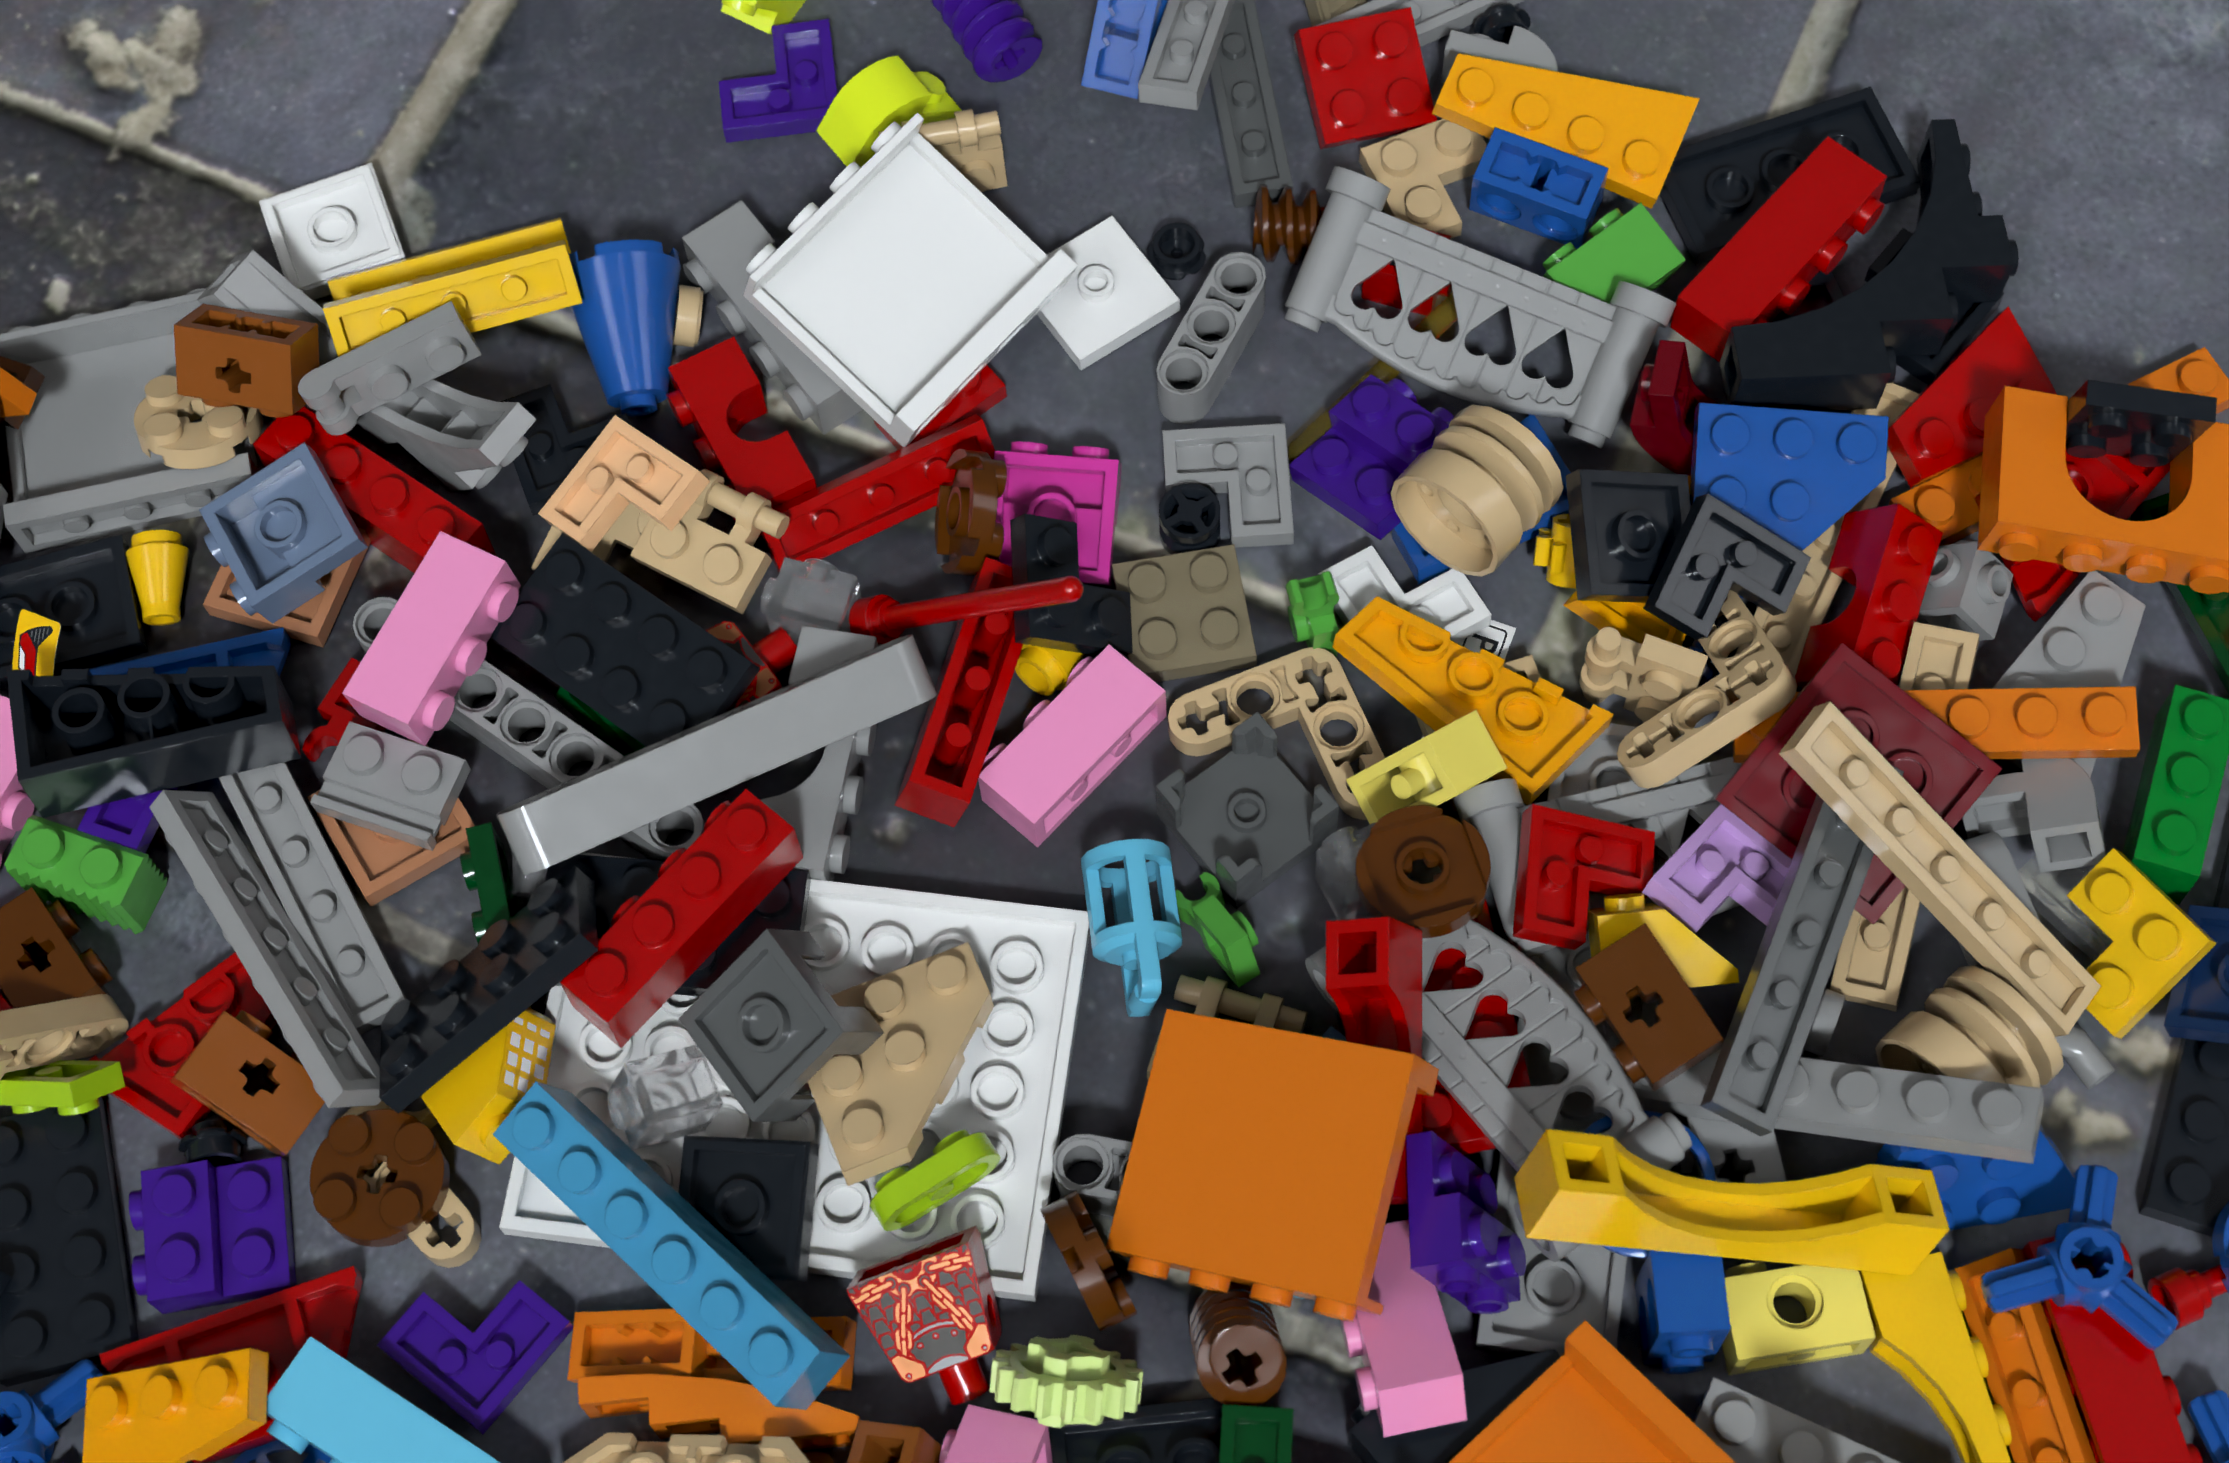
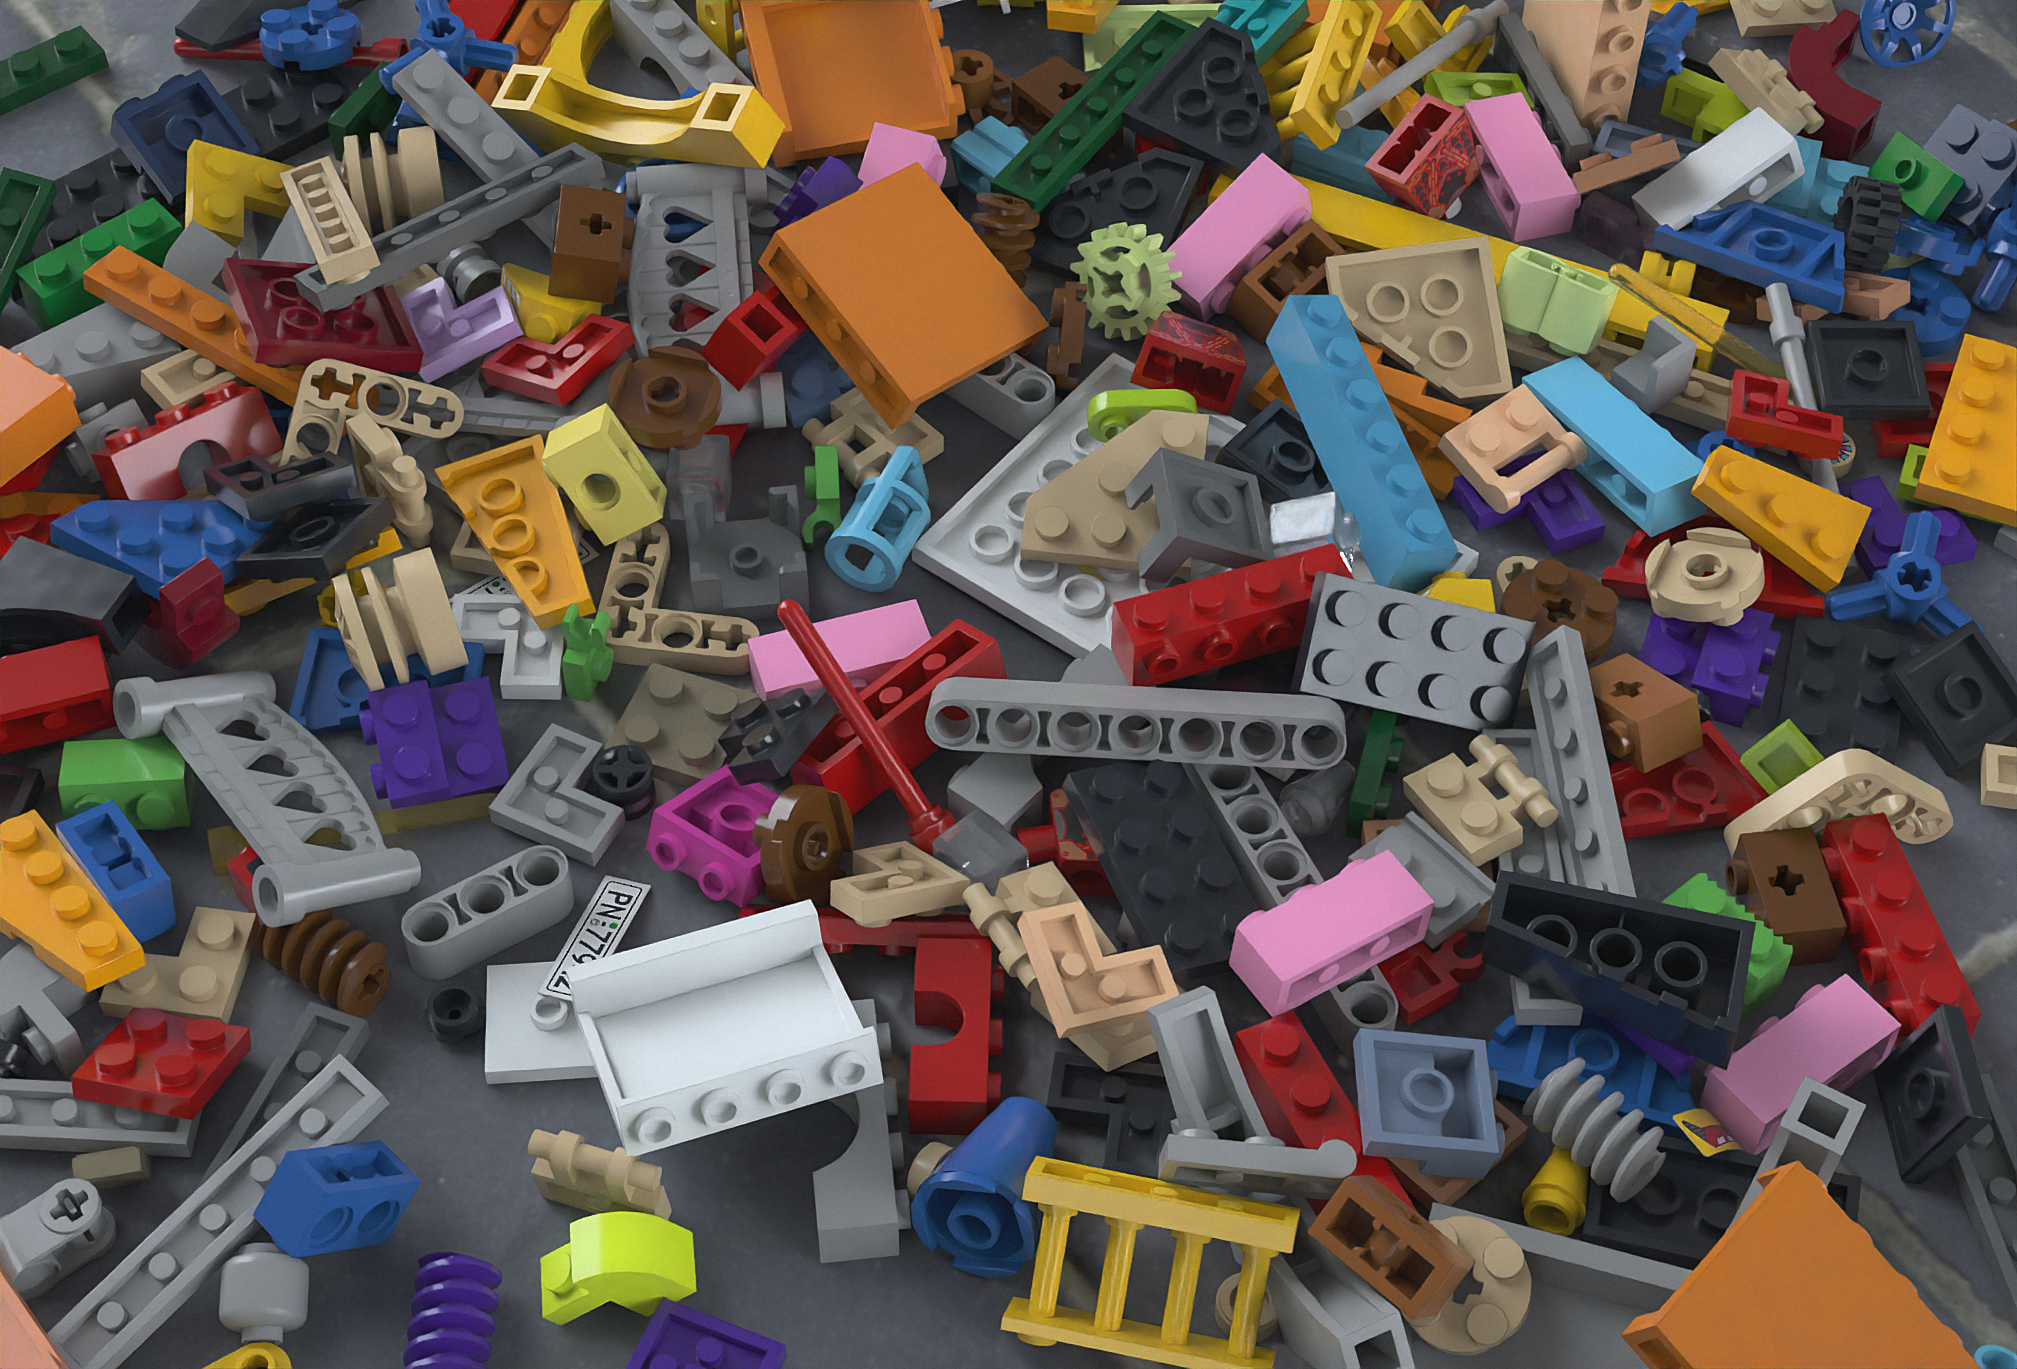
camera: 155 degrees left, 15 degrees down
(132, 598) = (1595, 1130): none -> light grey piece
(200, 1256) = (1681, 591): none -> tan plate
(378, 875) = (1466, 813): none -> tan plate
(528, 1379) = (1503, 434): none -> light nougat plate
(846, 521) = (896, 883): none -> tan plate
(1108, 371) = (597, 931): none -> white sticker
(2126, 1153) = (364, 112): none -> dark green plate

